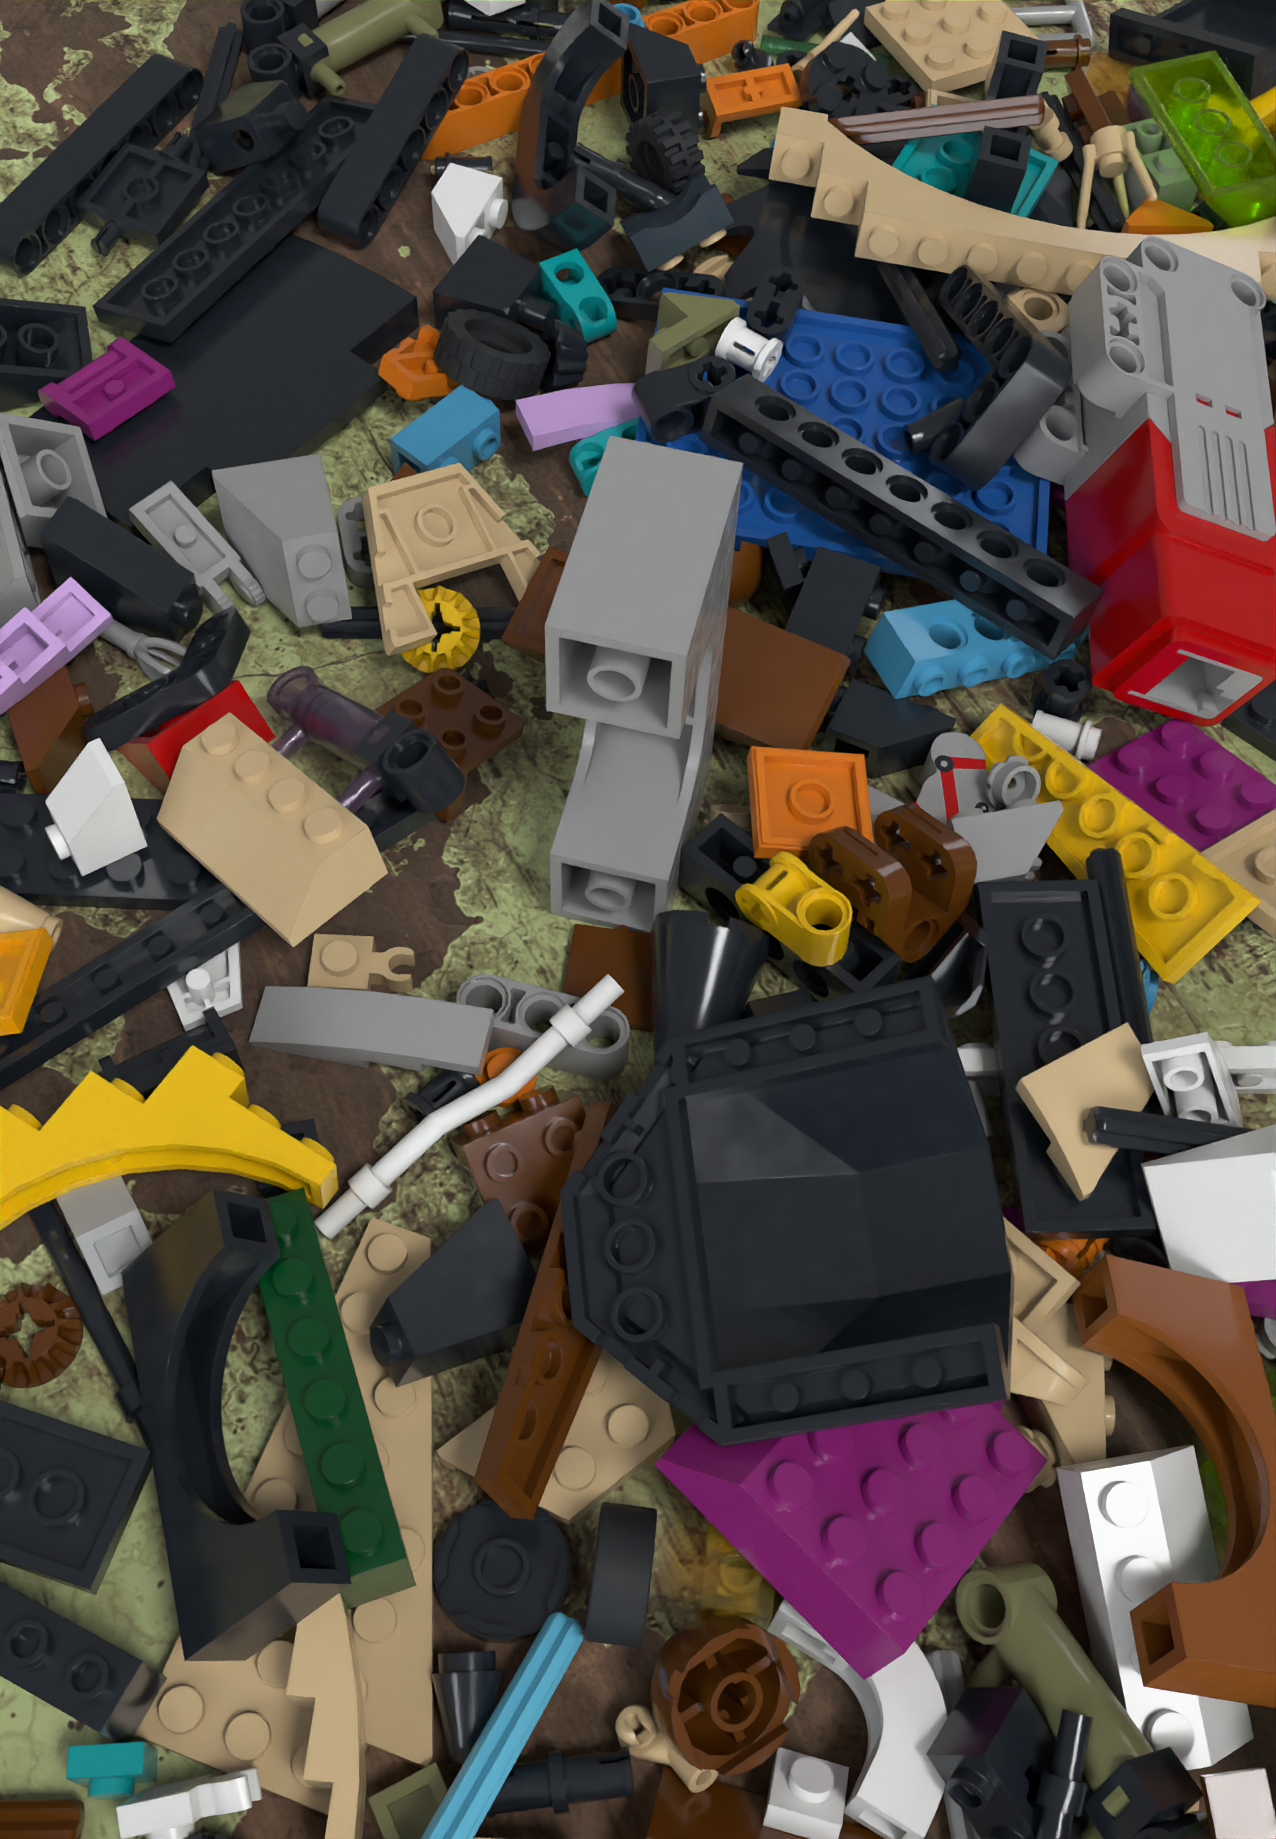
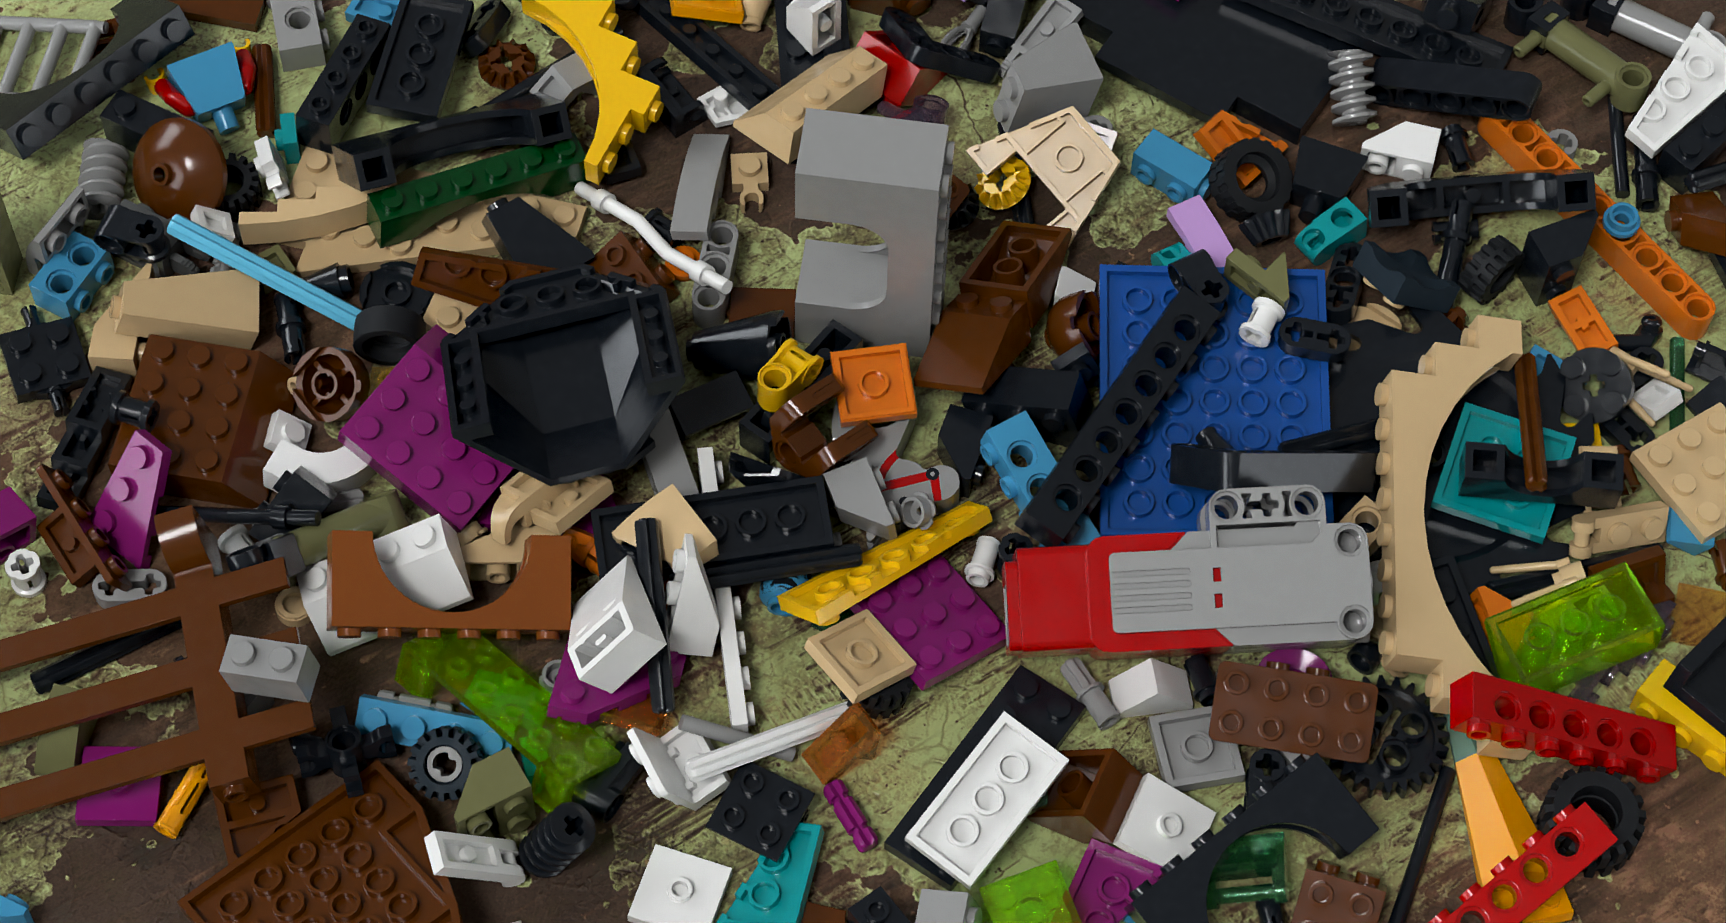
camera: 85 degrees right, 0 degrees up
(367, 230) = (1351, 87): none -> light grey piece

